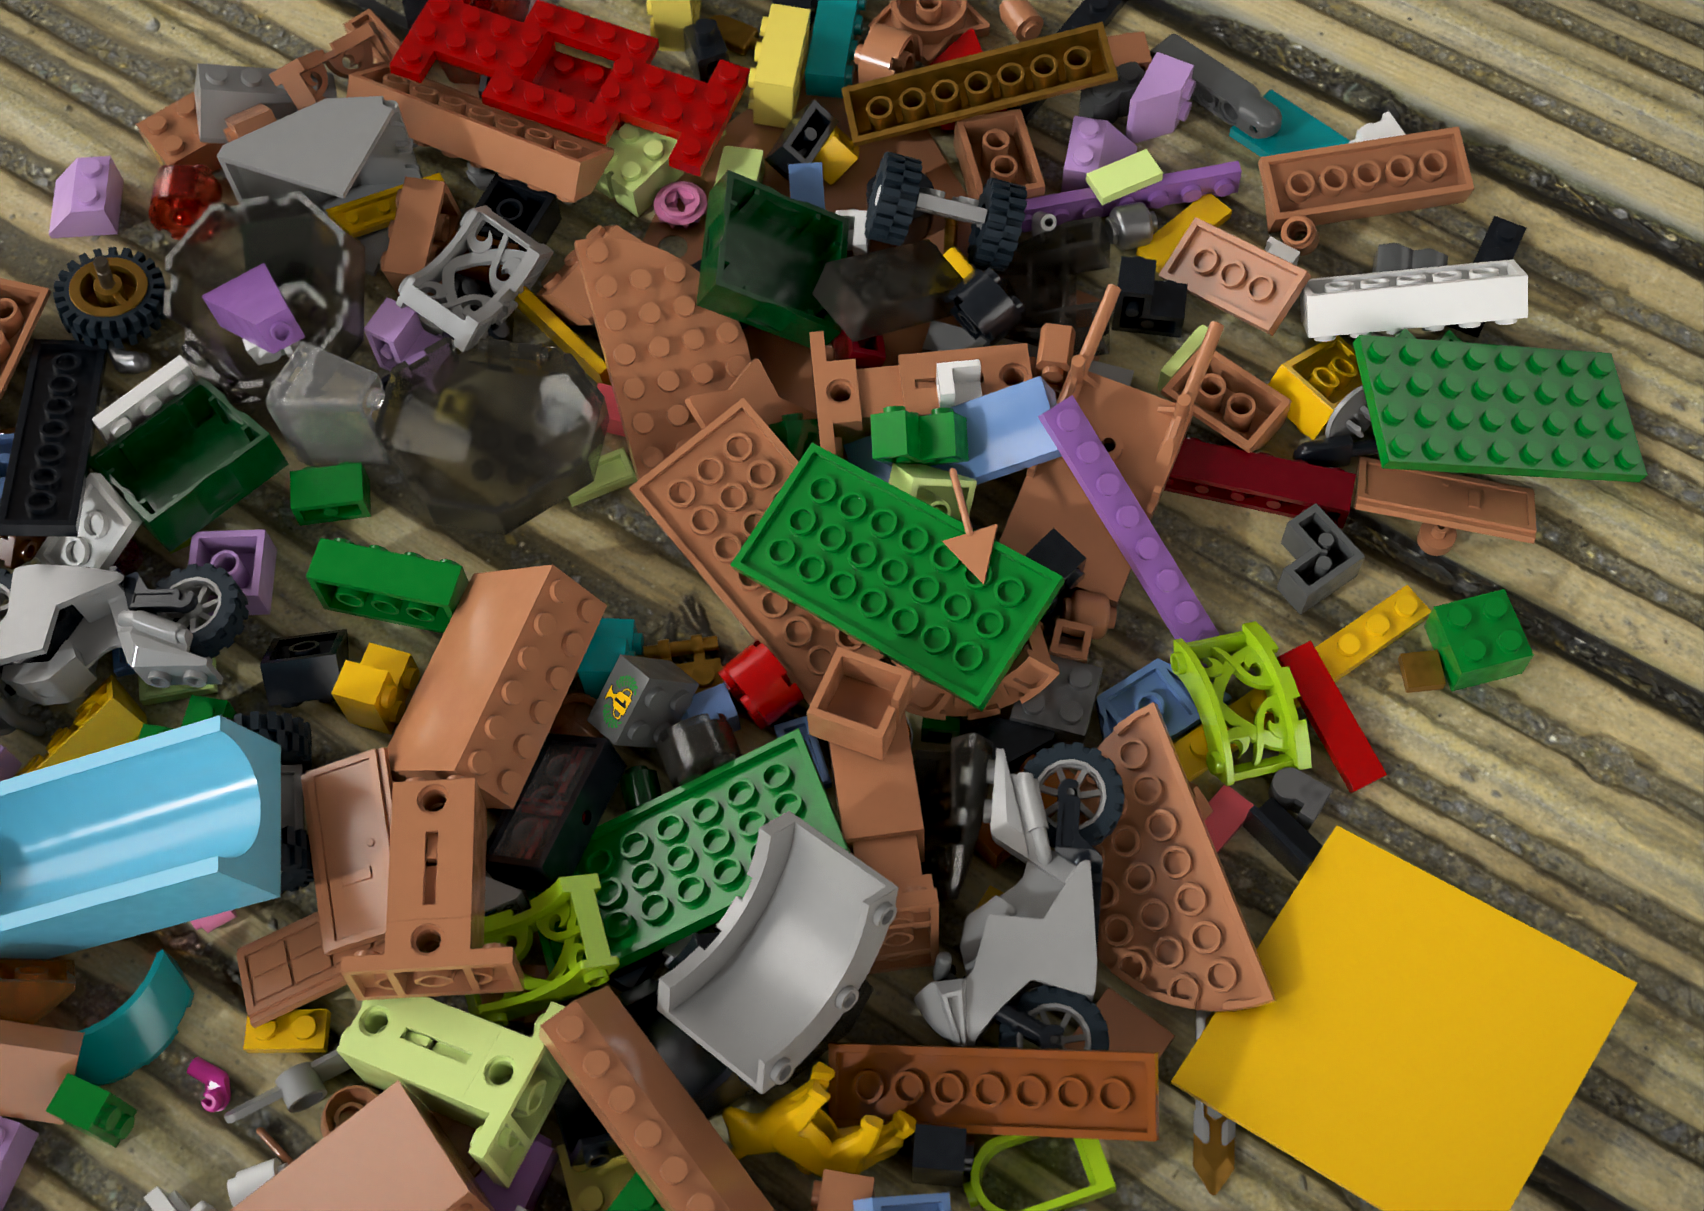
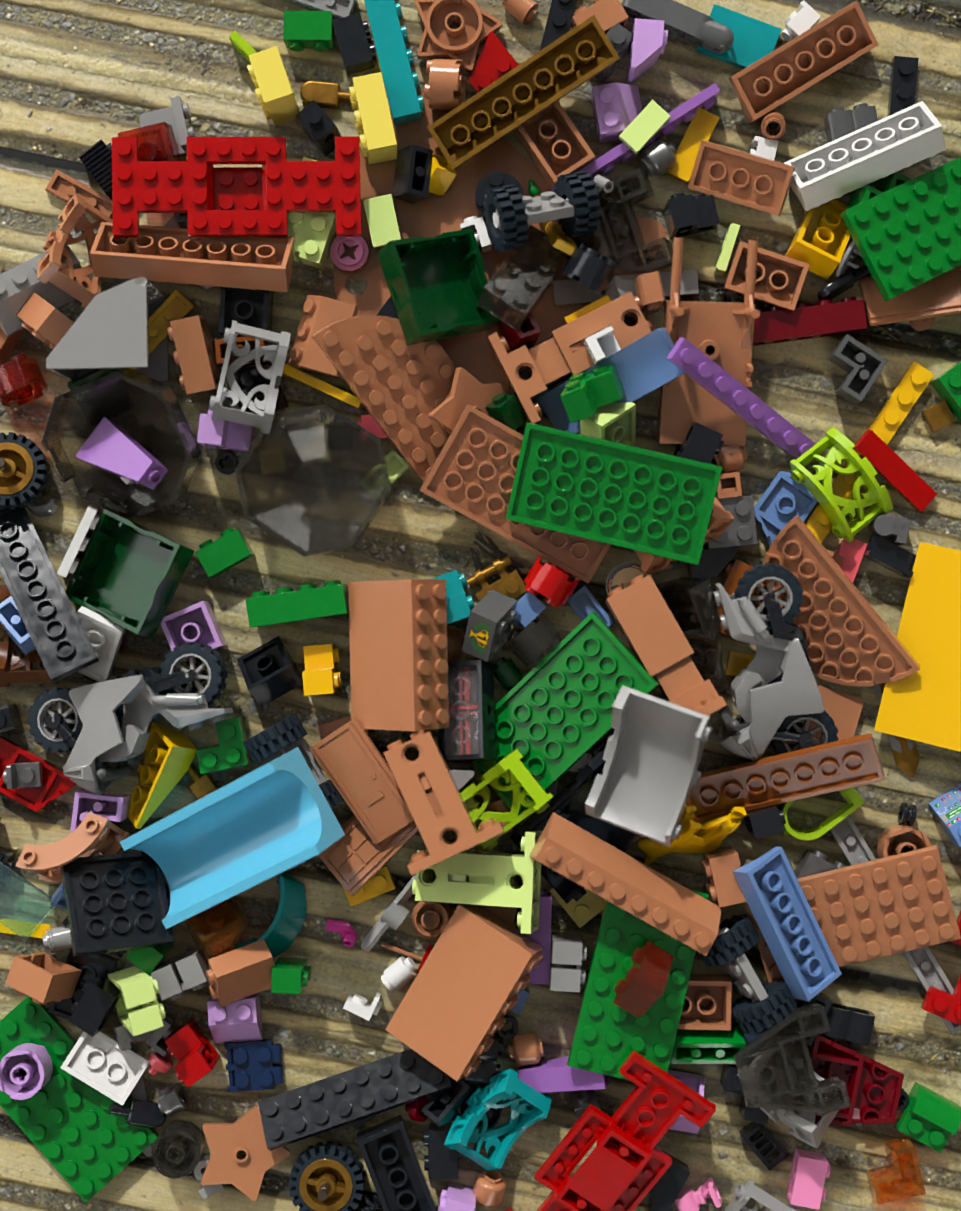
camera: 30 degrees left, 25 degrees up
(327, 408) = (207, 511): clear windscreen -> none
(807, 183) = (433, 215): medium blue tile -> none
(860, 703) = (629, 594): nougat piece -> none
(976, 546) = (659, 464): nougat piece -> none

